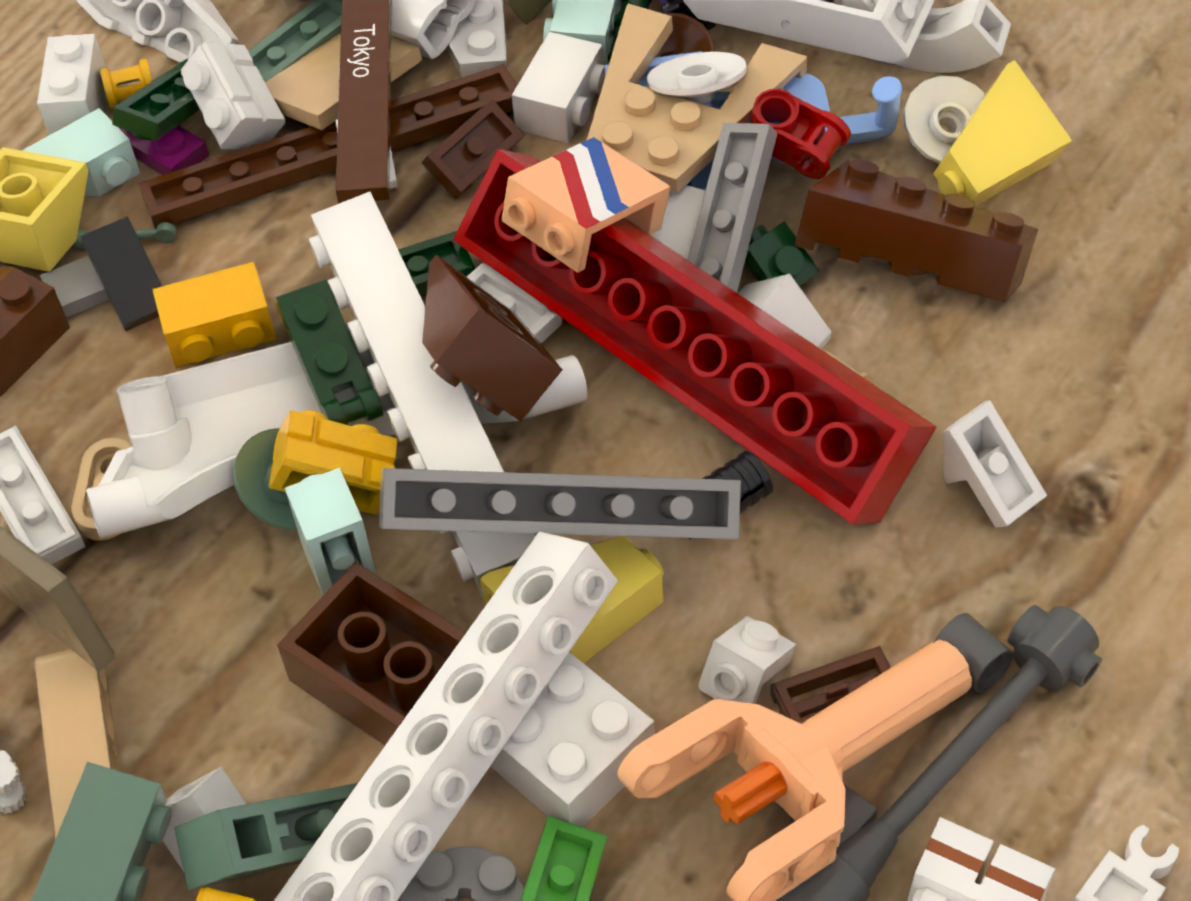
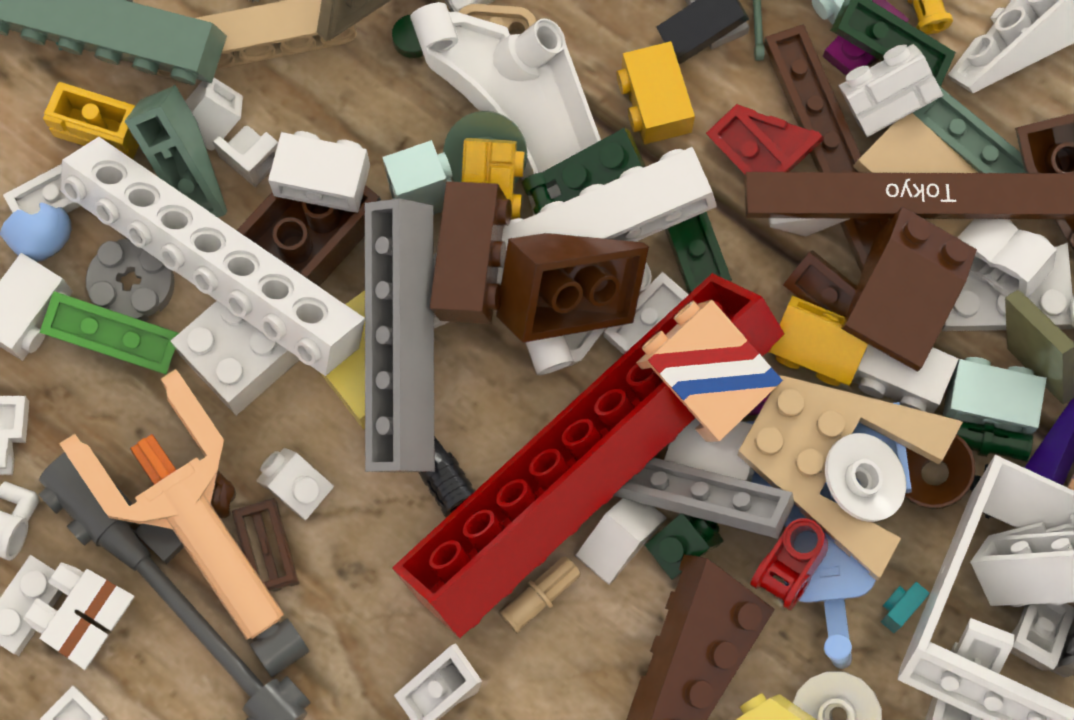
camera: 90 degrees right, 20 degrees up
(106, 586) = (405, 38): none -> dark green tile
(277, 762) = (248, 154): none -> white panel
(281, 218) = (762, 141): none -> red wing
(323, 615) = (319, 171): none -> white brick
(439, 432) = (470, 252): none -> reddish brown brick
(469, 59) = (908, 288): none -> reddish brown slope
(537, 128) = (818, 343): none -> yellow brick
(830, 71) = (903, 605): none -> teal plate

